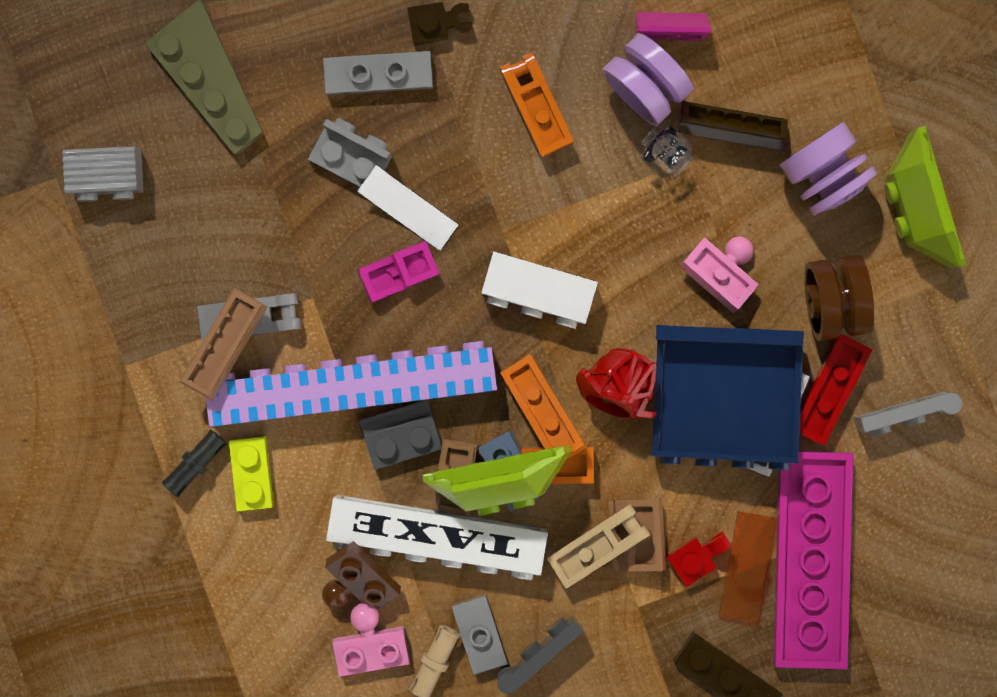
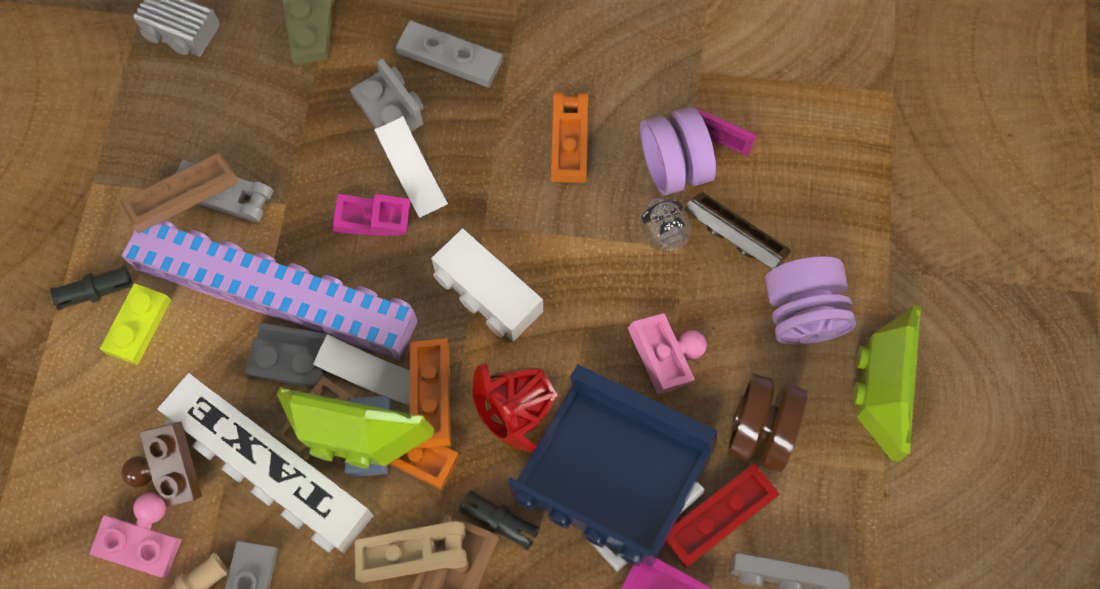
camera: 30 degrees right, 20 degrees down
(430, 22) = (518, 36): dark brown plate -> none
(474, 413) = (364, 369): none -> white sticker
(654, 483) = (499, 519): none -> pearl dark grey pin

